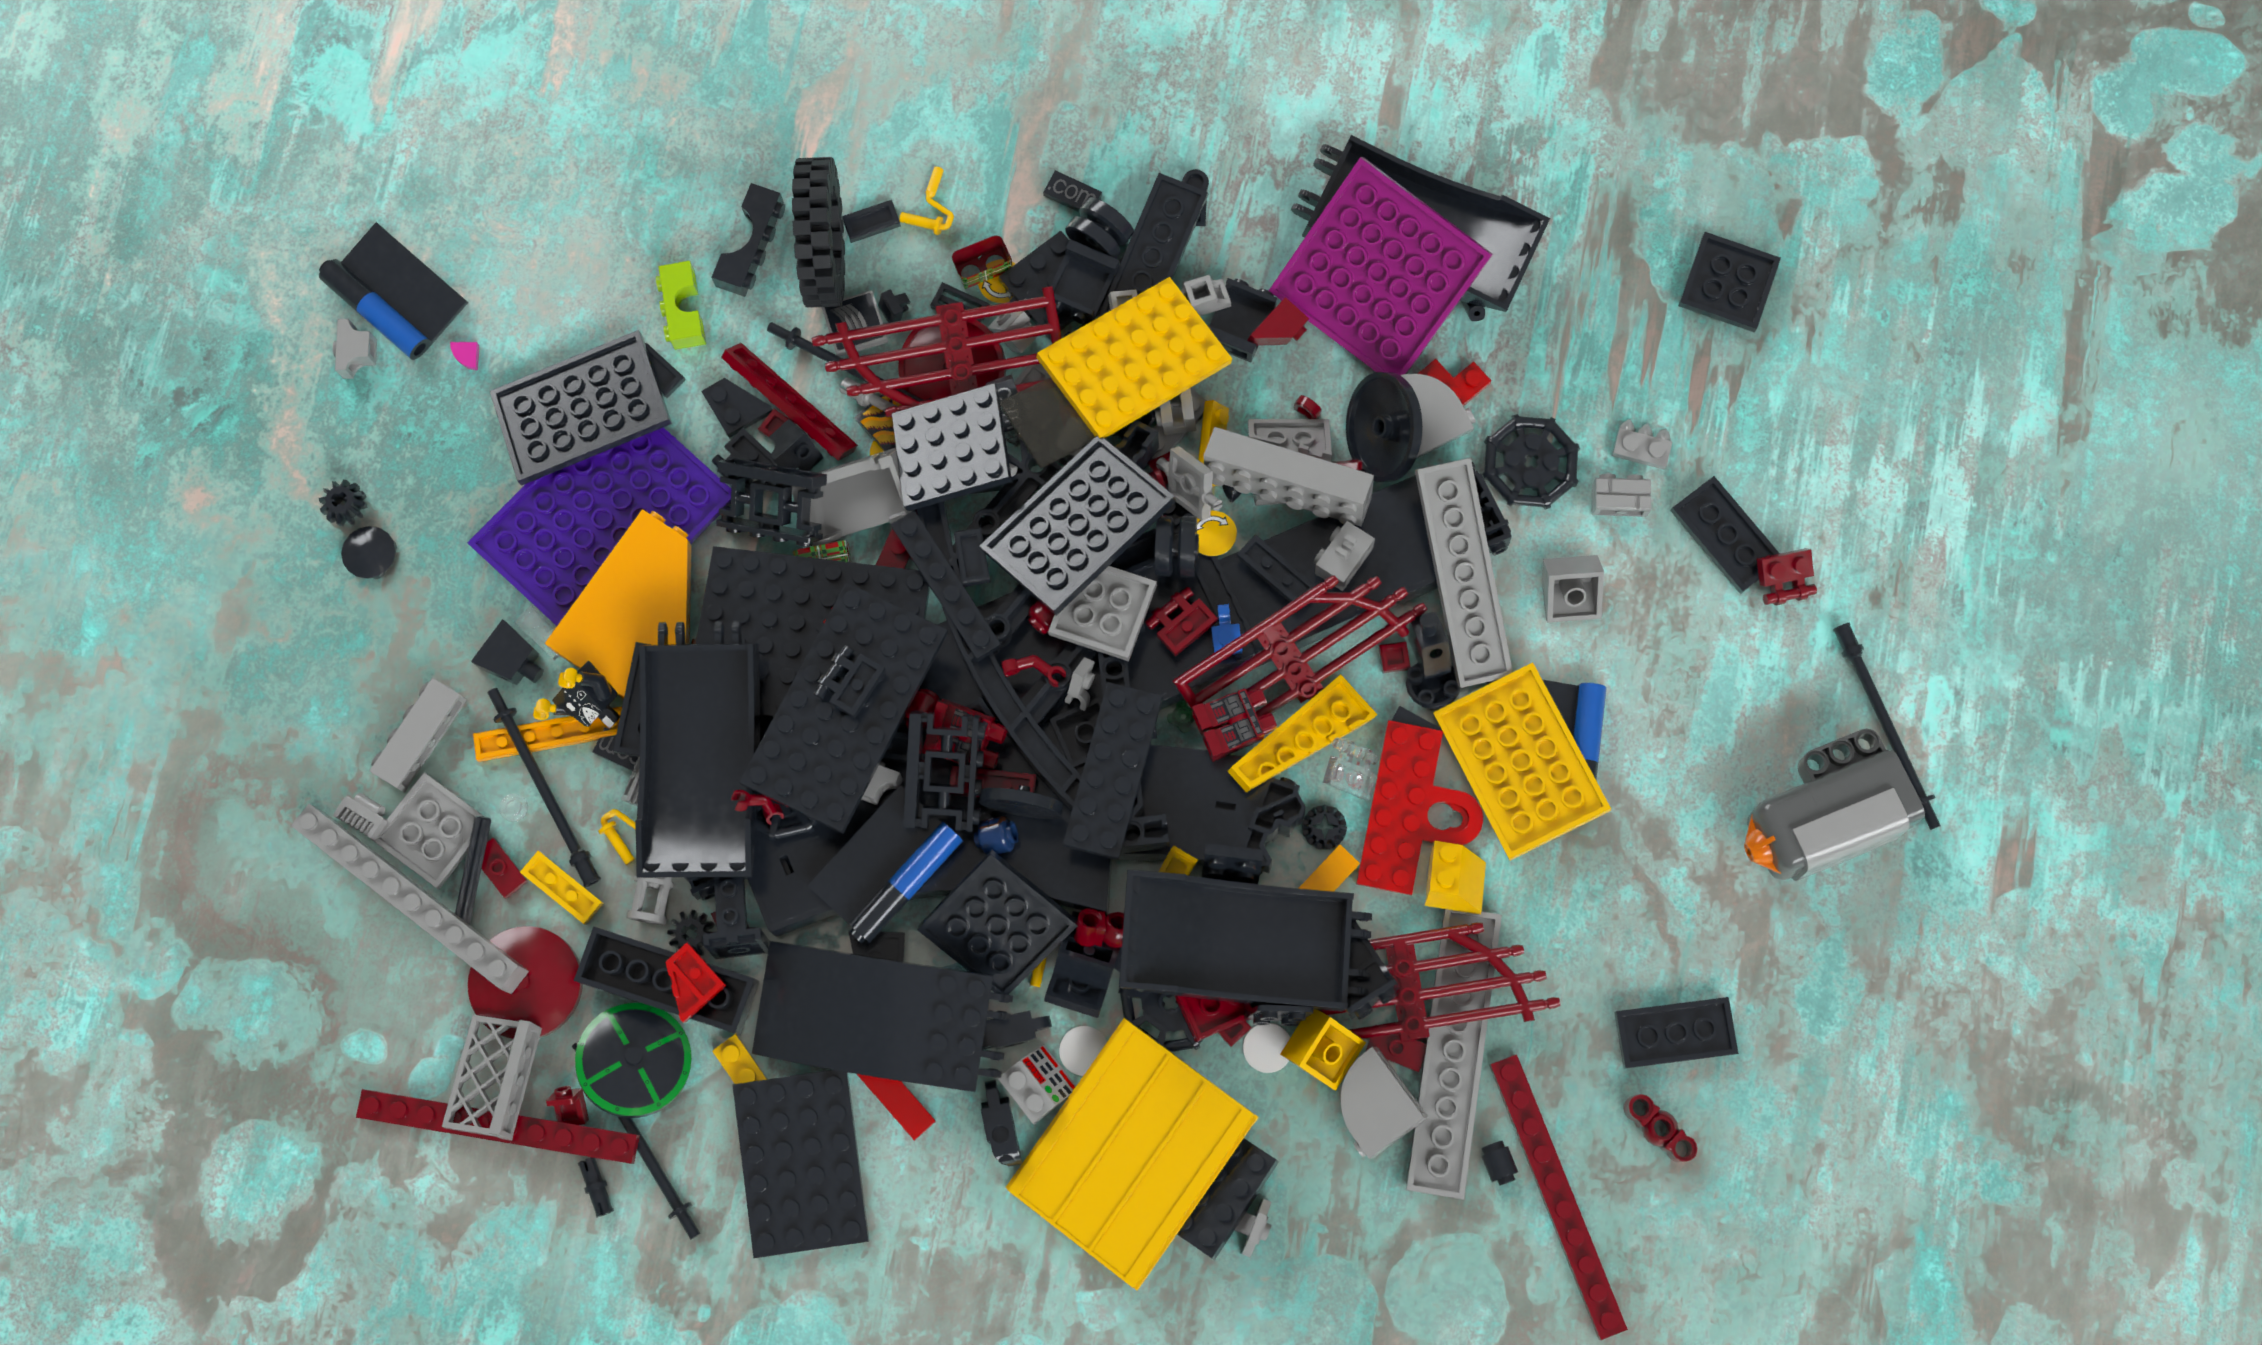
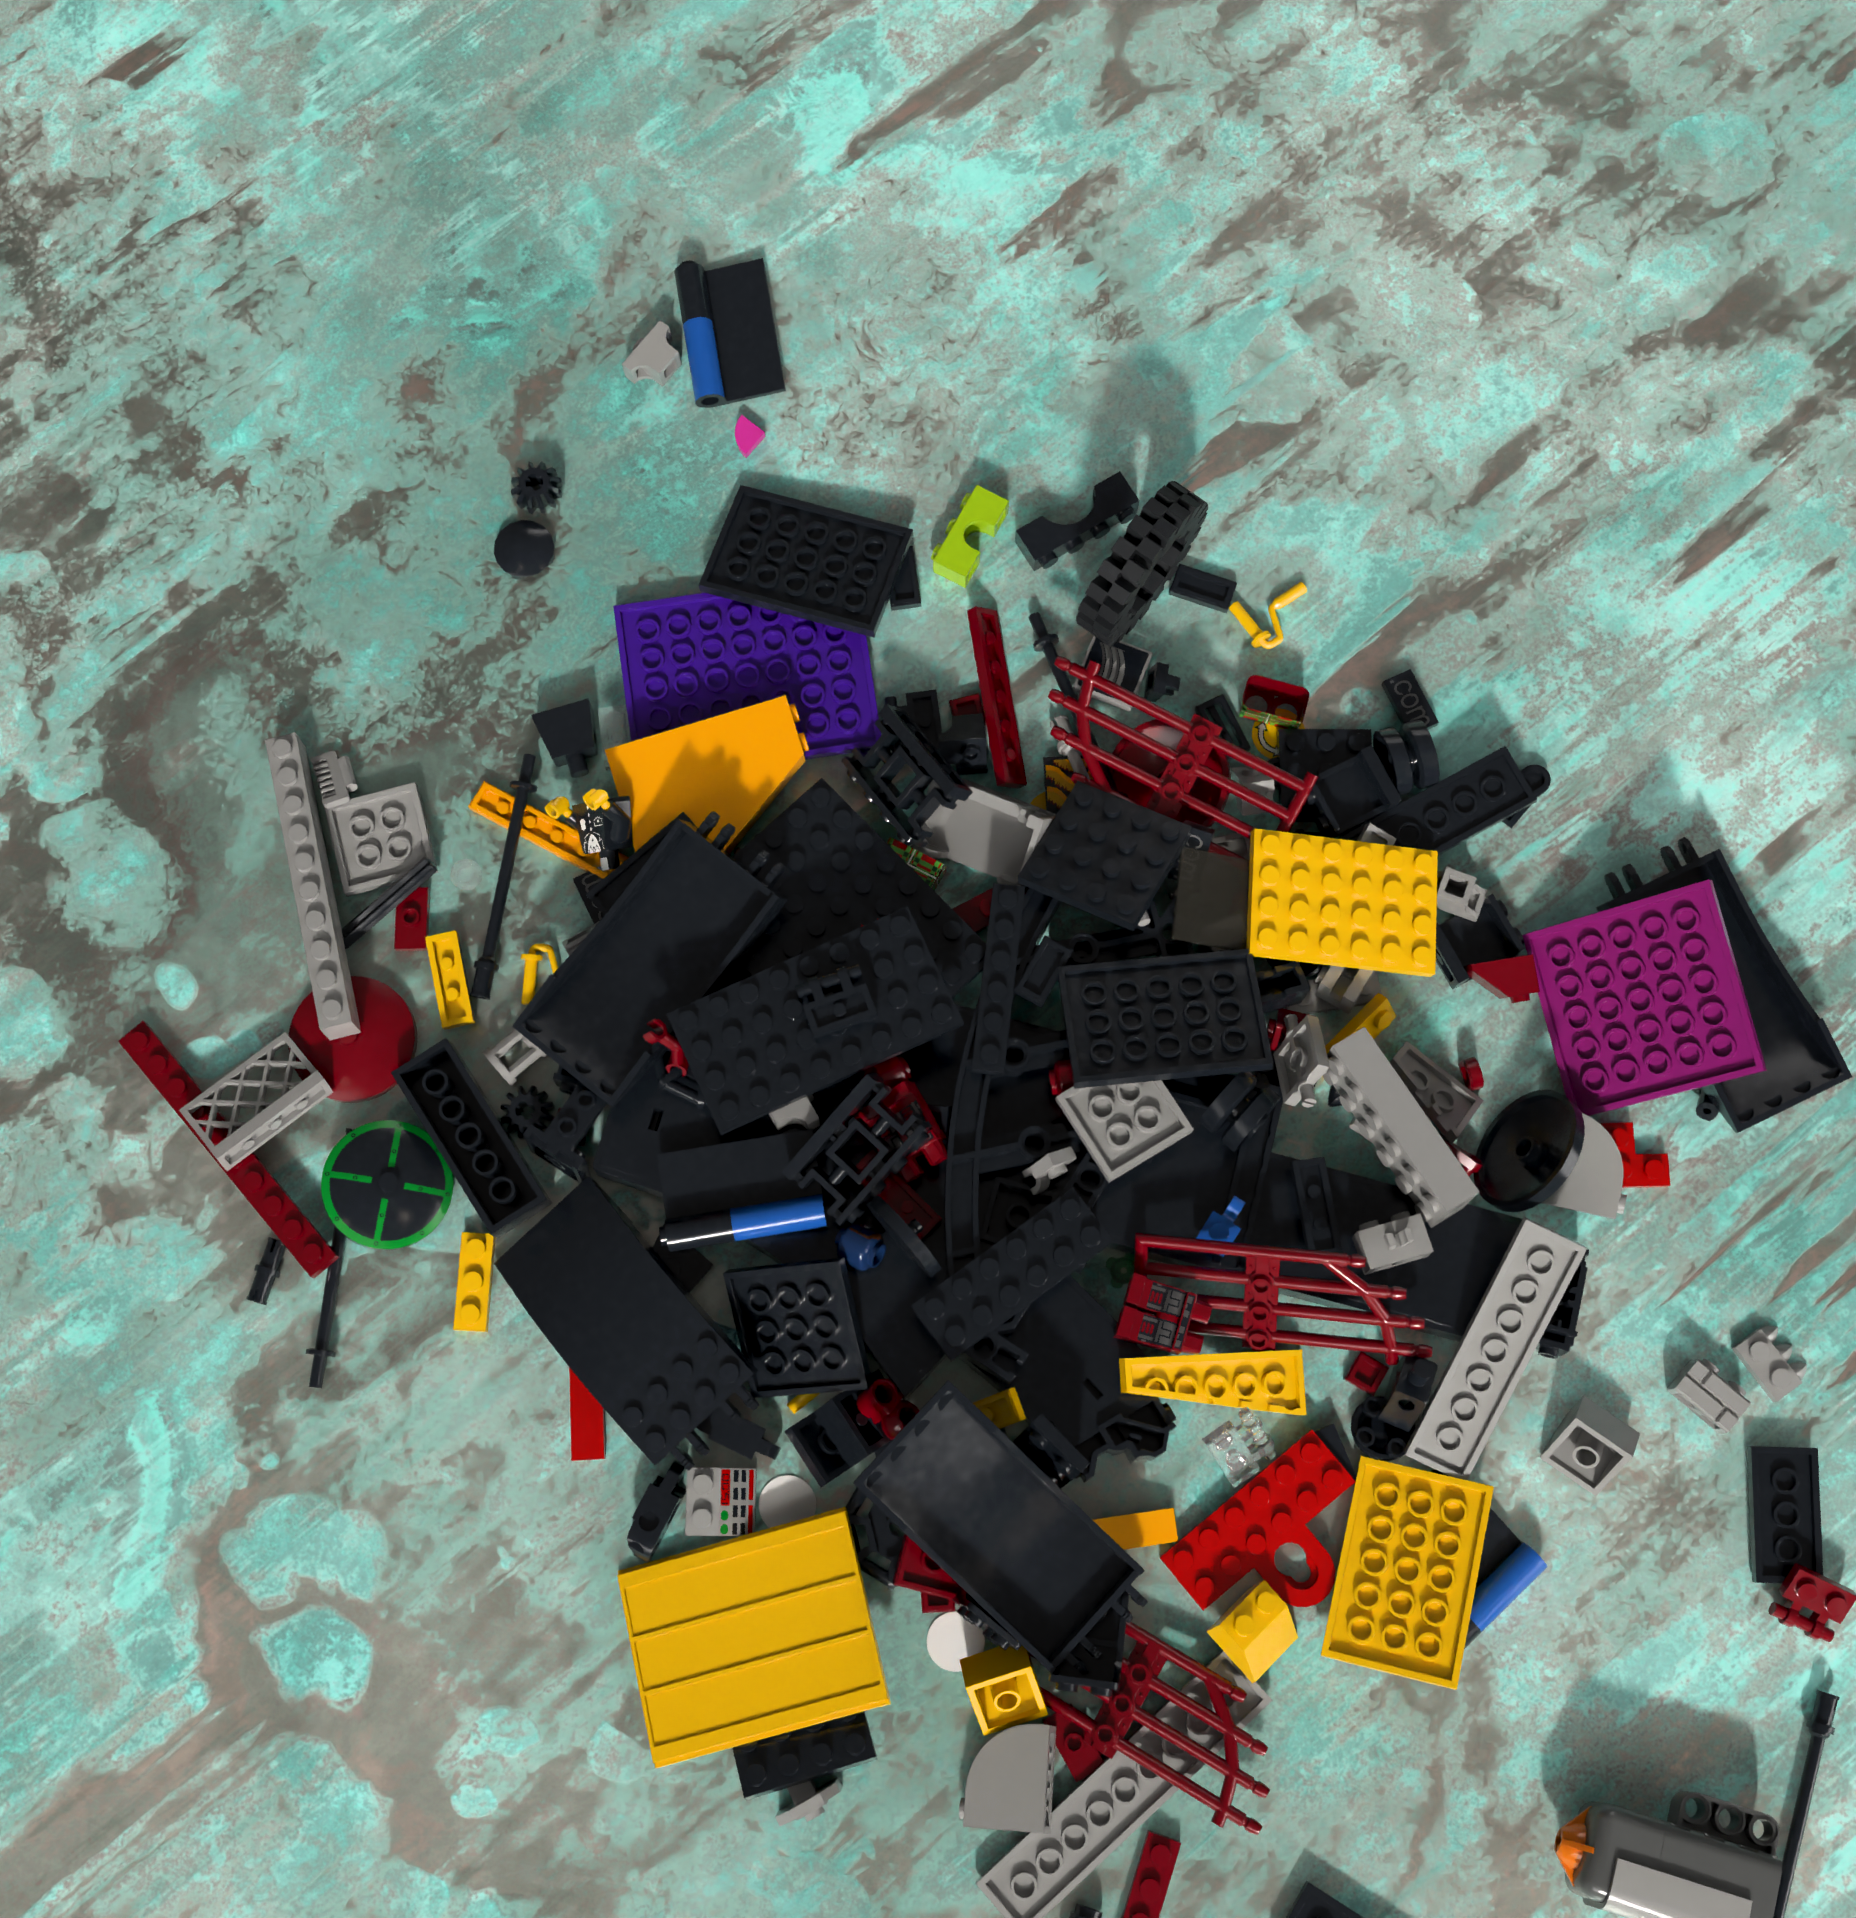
camera: 40 degrees right, 0 degrees up
(417, 735) = (436, 744): light grey brick -> none
(569, 1105) = (301, 1180): dark red bracket -> none
(691, 981) = (490, 1157): red wing -> none
(735, 406) = (945, 664): black wing -> none
(800, 1163) = (456, 1398): black plate -> none
(1013, 666) = (1000, 1104): dark red arm -> none
(1185, 627) = (1189, 1192): dark red plate -> none
(1216, 534) = (1288, 1126): yellow sticker -> none
(1314, 836) = (1156, 1481): black gear -> none
(1532, 446) = (1660, 1279): black plate -> none

